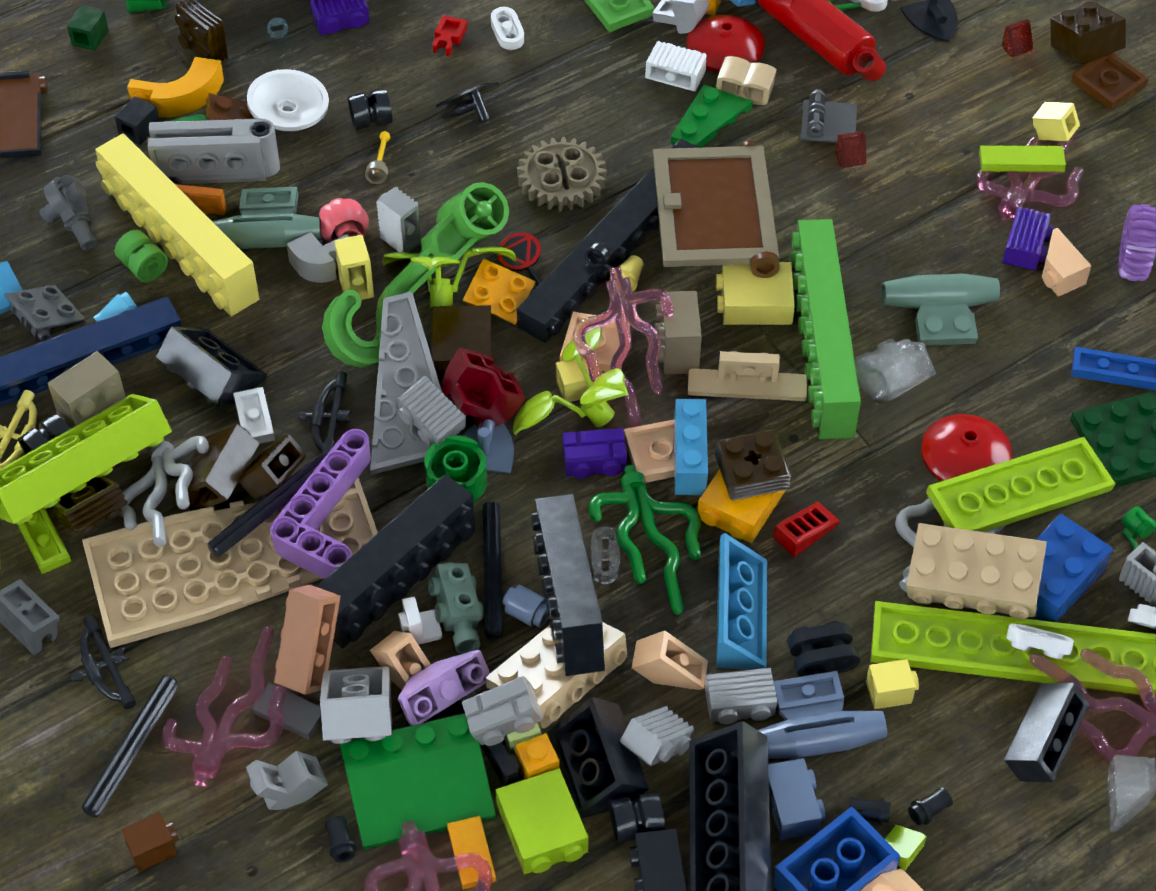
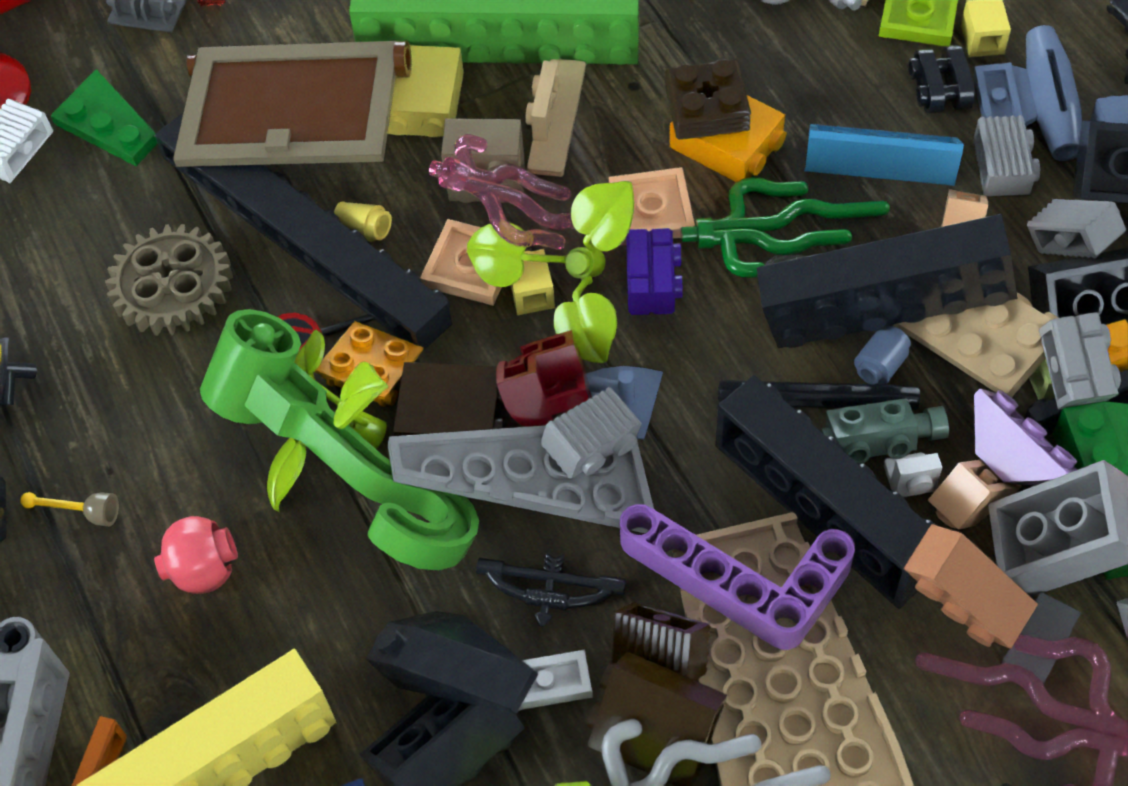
camera: 80 degrees left, 5 degrees up
(257, 347) = (451, 660): none -> black wedge
(262, 510) = (727, 653): black axle -> none
(268, 219) = (163, 661): sand green plate -> none
(312, 259) = (263, 593): light grey brick -> none
(354, 266) = (302, 529): light yellow brick -> none
(399, 220) = (223, 468): light grey brick -> none
(461, 461) = (677, 418): green brick -> none
(597, 254) = (347, 229): black hinge -> none
(690, 447) = (670, 159): dark azure brick -> none
(746, 79) = (59, 69): tan brick -> none
(796, 545) = (793, 86): red slope -> none

